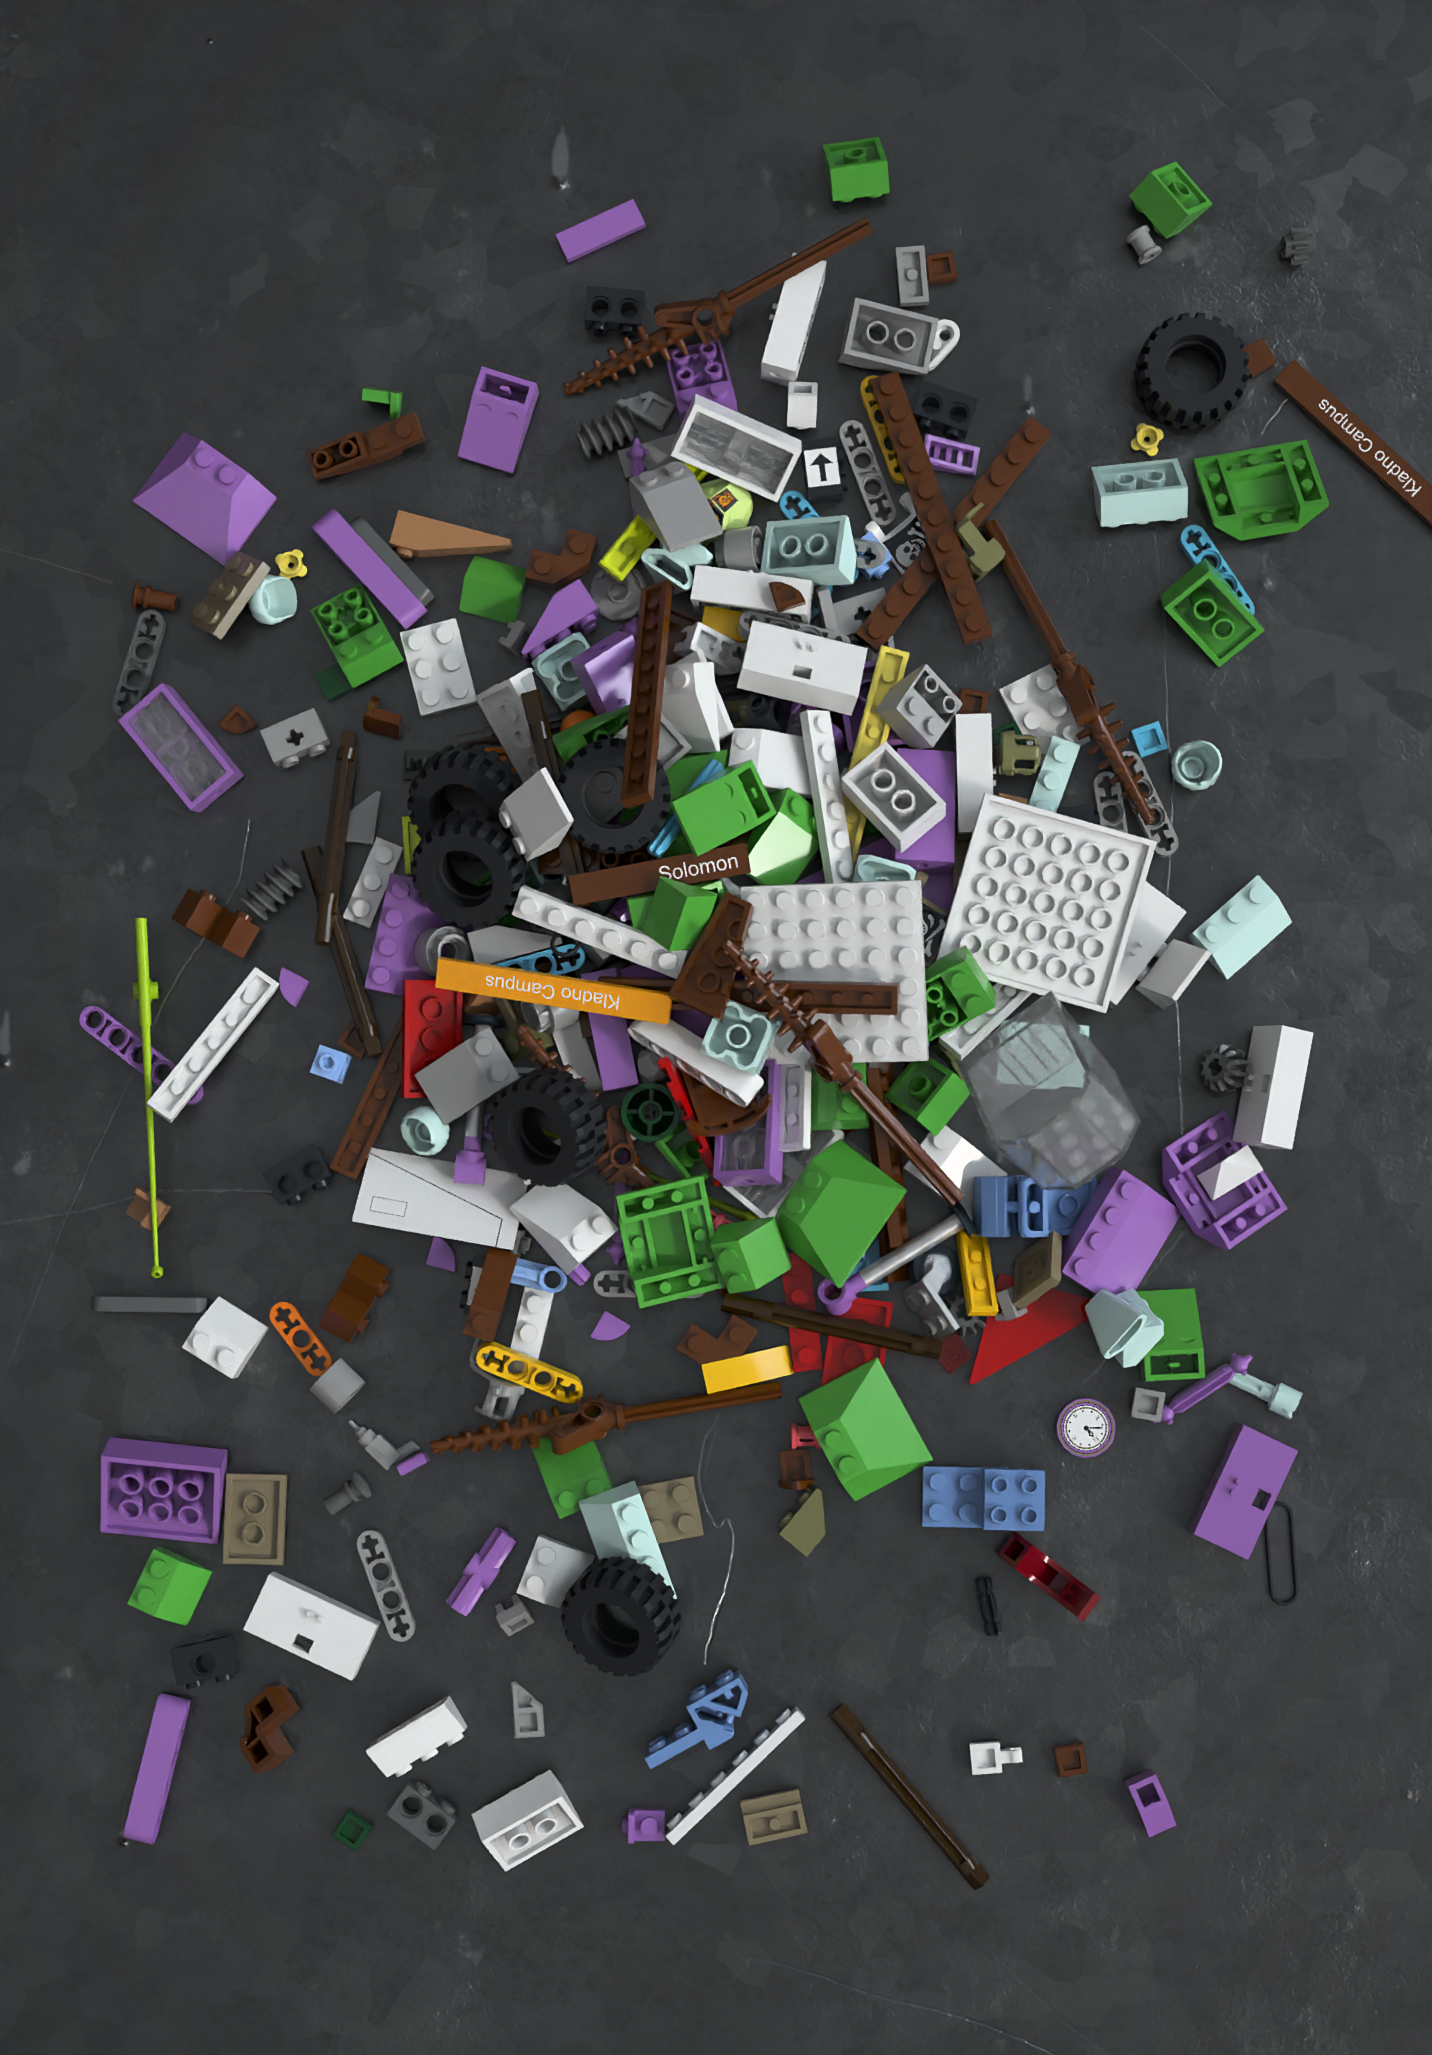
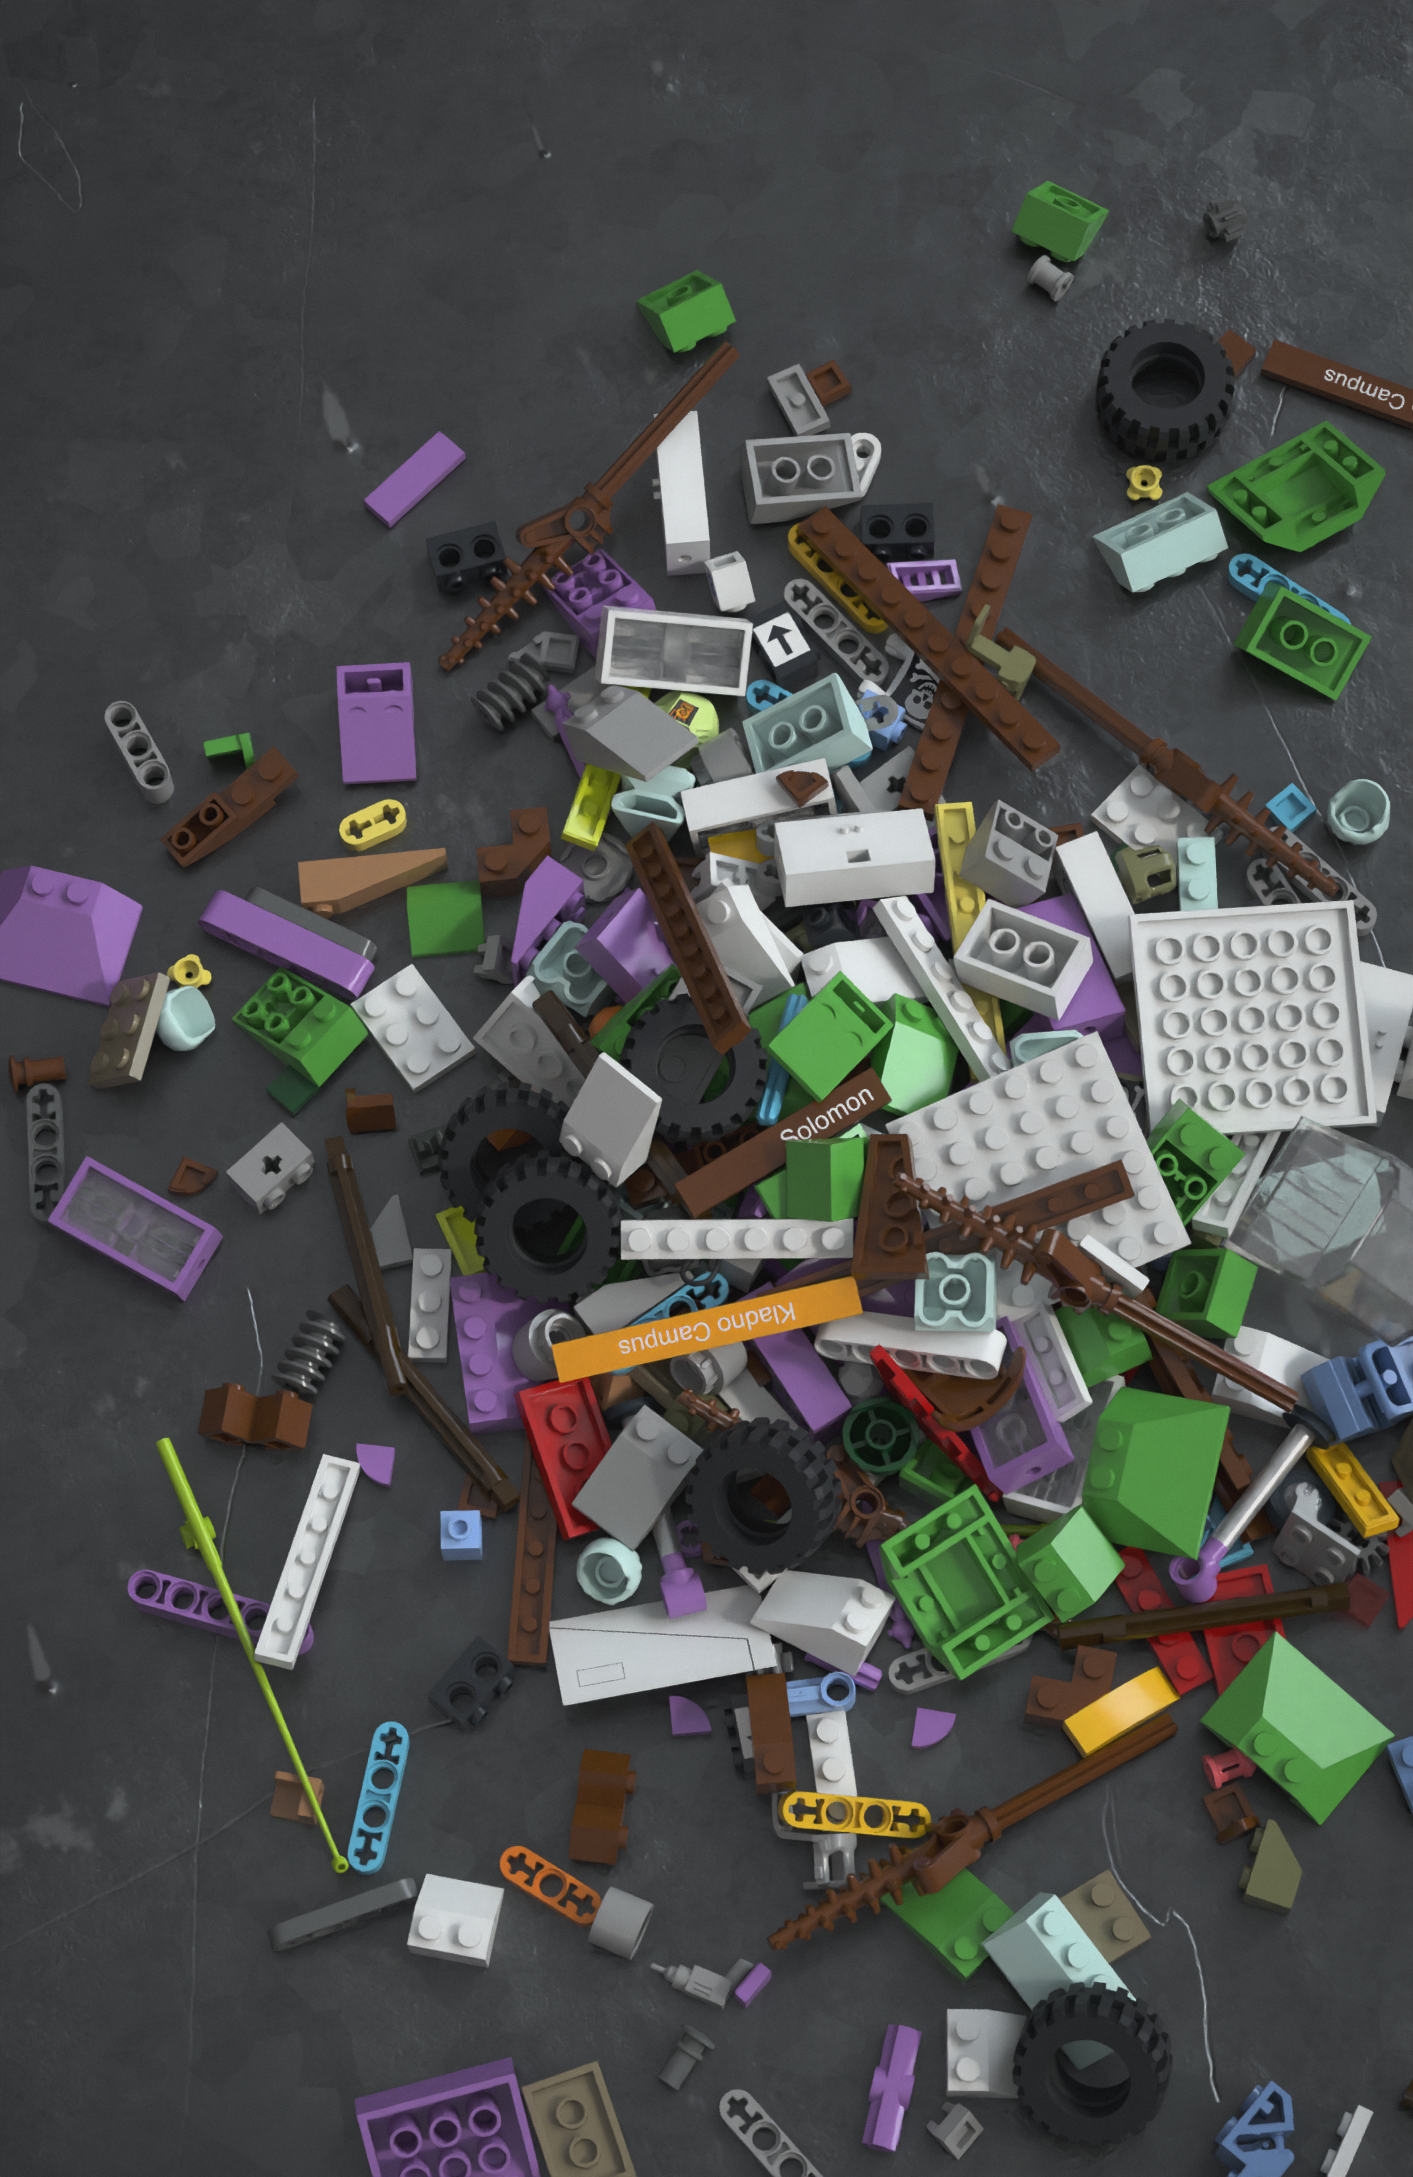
camera: 20 degrees left, 15 degrees down
(208, 1232) = (382, 1798): none -> medium azure beam
(315, 363) = (142, 767): none -> light grey beam
(467, 505) = (372, 824): none -> light yellow beam
(860, 1059) = (1114, 1267): none -> white tile

